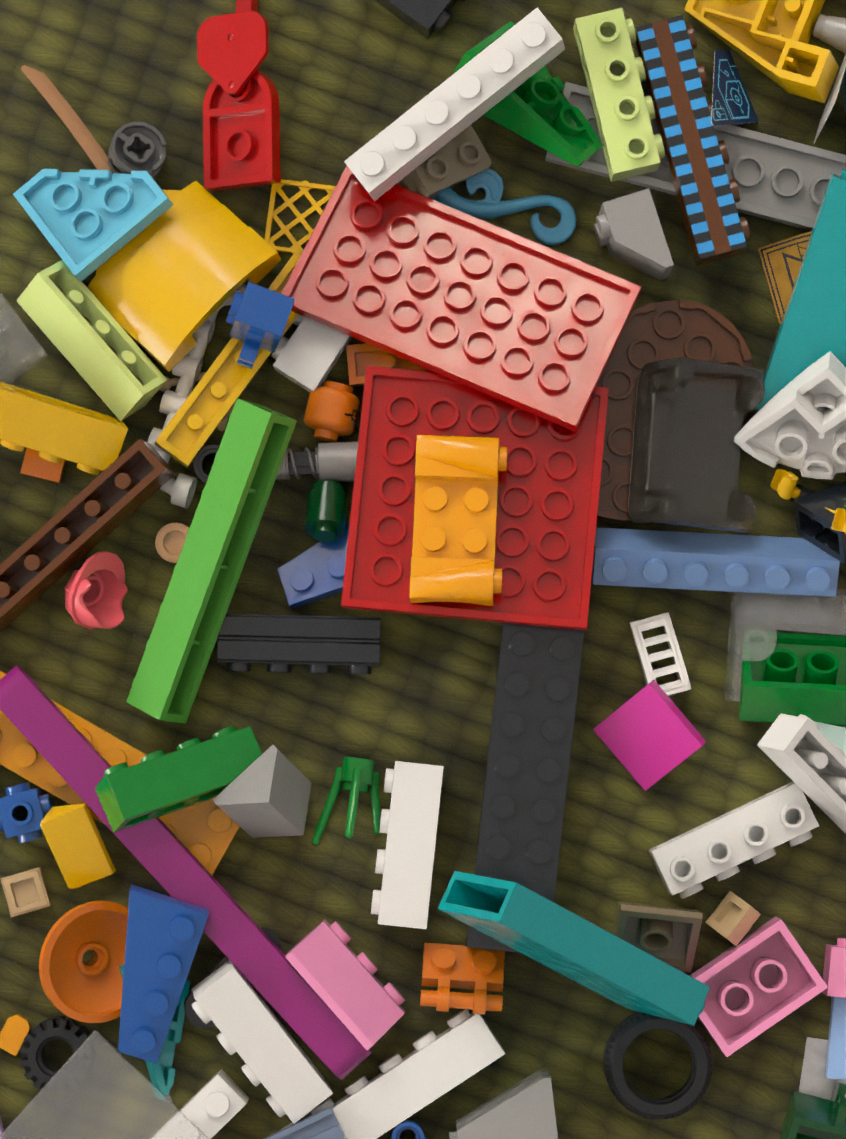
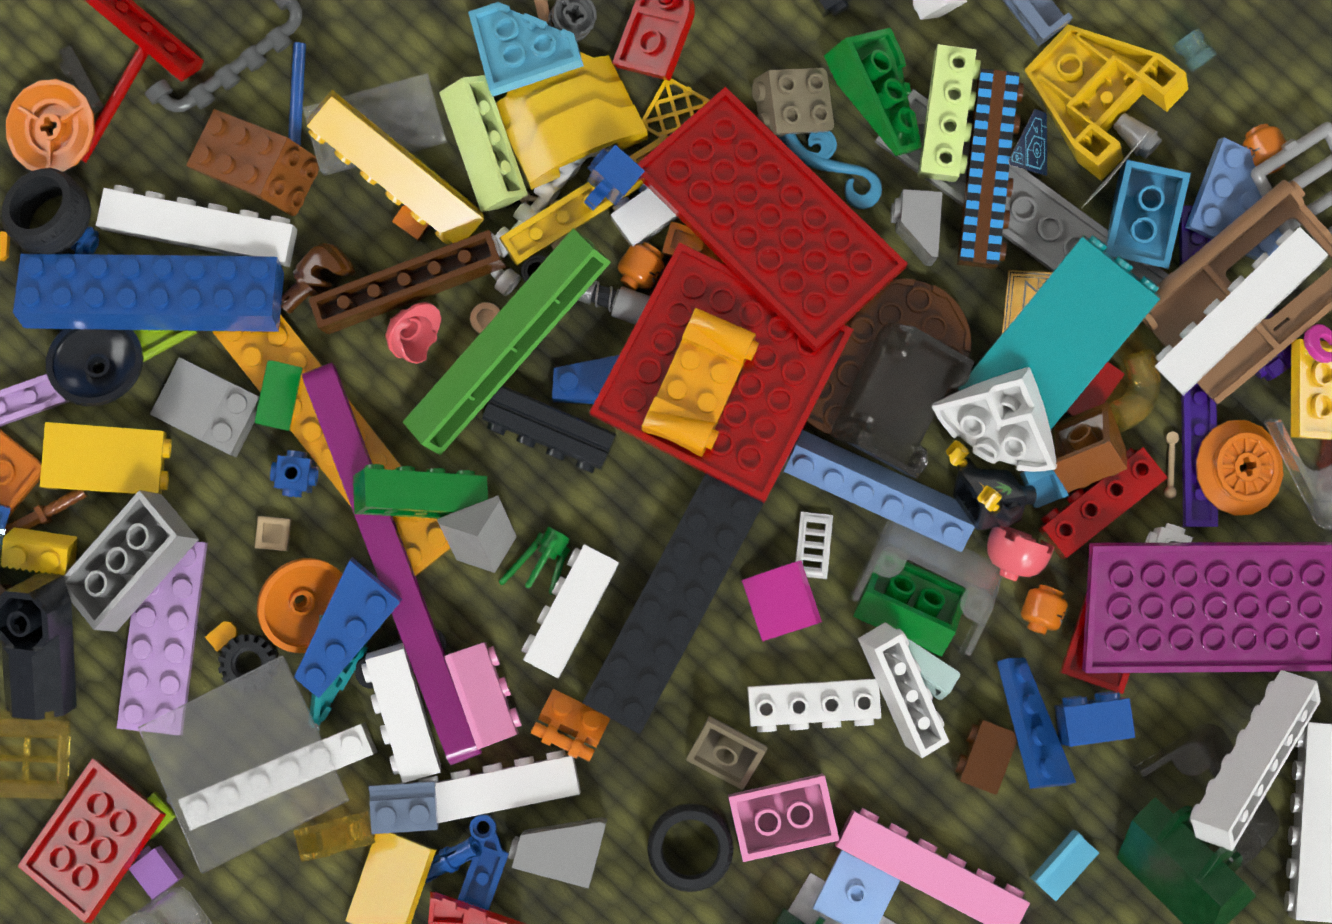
camera: 25 degrees right, 0 degrees up
(76, 844) = (324, 513): yellow slope -> none
(326, 511) = (607, 338): dark green brick -> none
(455, 104) = (822, 73): white brick -> none
(573, 947) = (660, 733): teal brick -> none
(733, 918) = (790, 762): tan plate -> none

